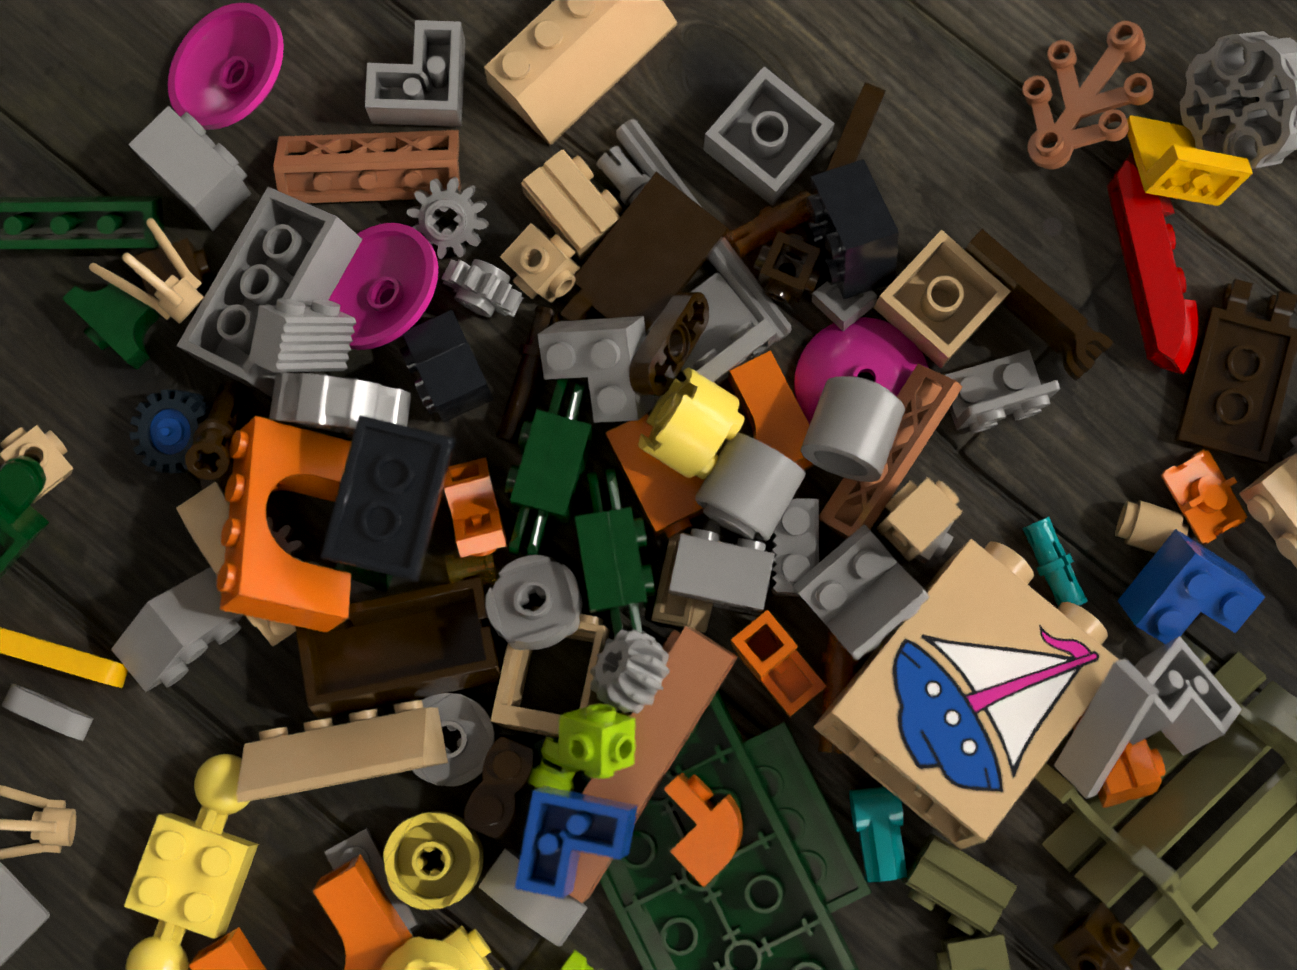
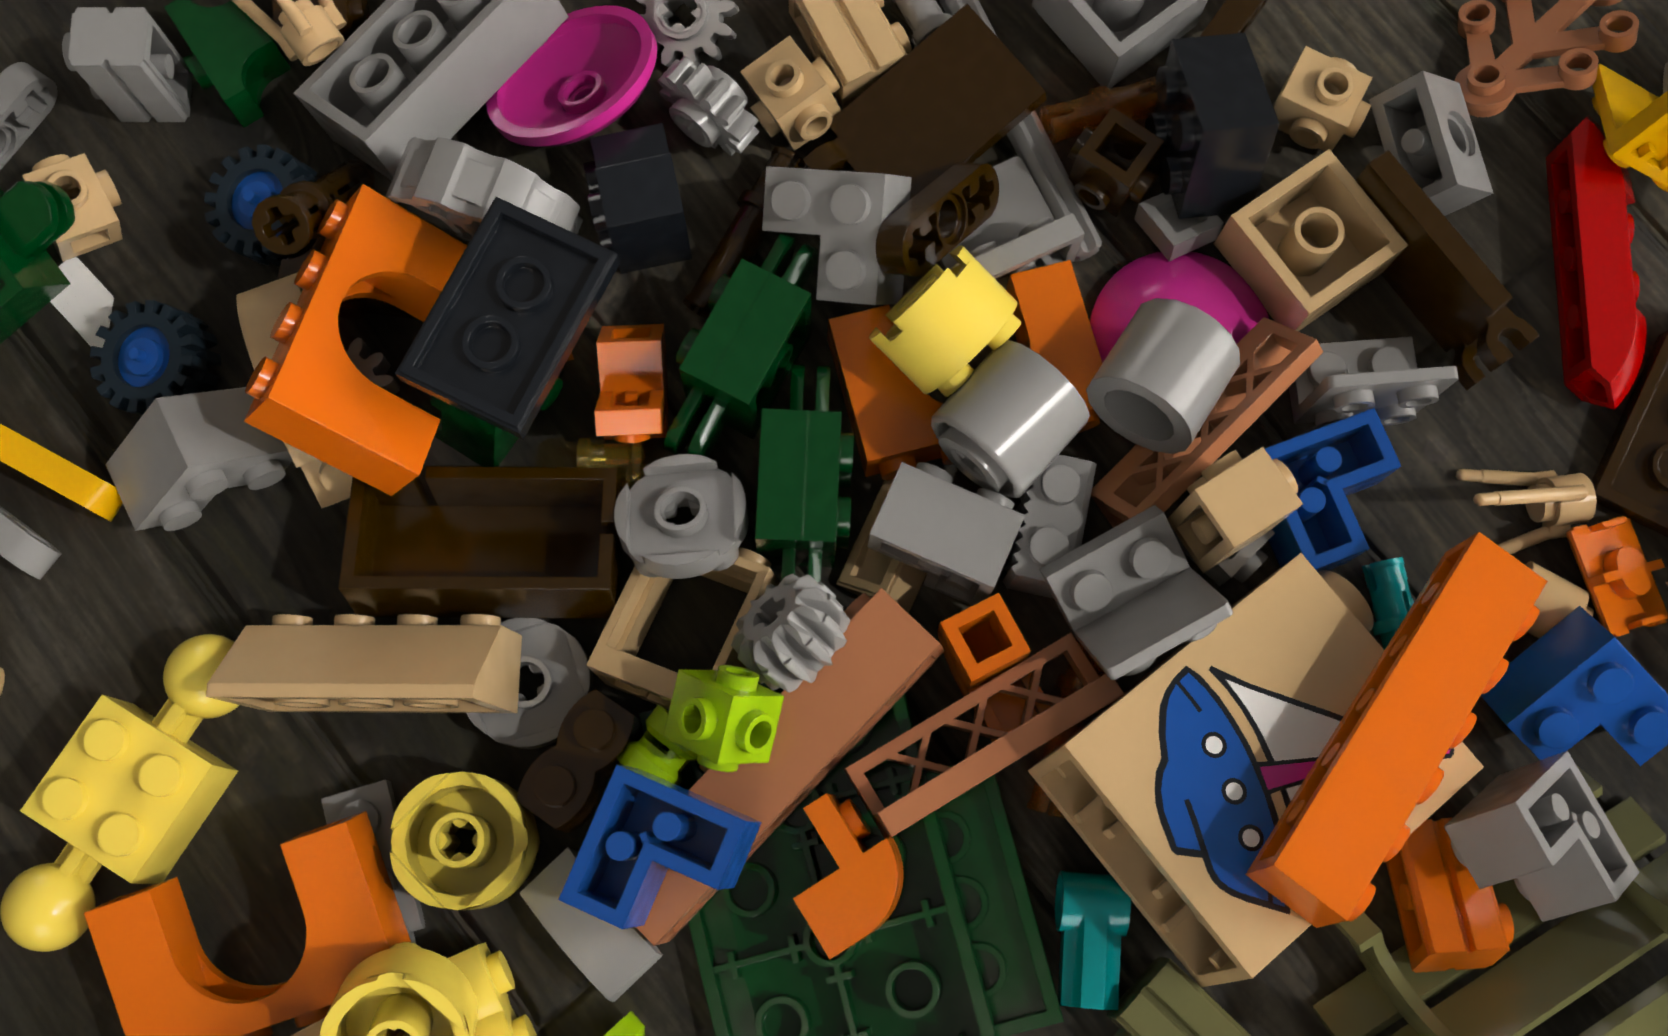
camera: 10 degrees right, 5 degrees down
(49, 349) = (129, 64): none -> light grey brick
(61, 532) = (84, 301): none -> white sticker
(125, 565) = (153, 356): none -> black wheel
(302, 336) = (438, 98): light grey brick -> none
(788, 724) = (995, 756): none -> nougat fence
(931, 186) = (1322, 100): none -> tan brick
(972, 477) = (1327, 469): none -> blue brick
(1017, 203) = (1433, 139): none -> light grey brick
(1056, 652) = (1397, 733): none -> orange brick
(1106, 728) = (1451, 853): light grey tile -> none
(1150, 451) = (1549, 499): none -> tan plant

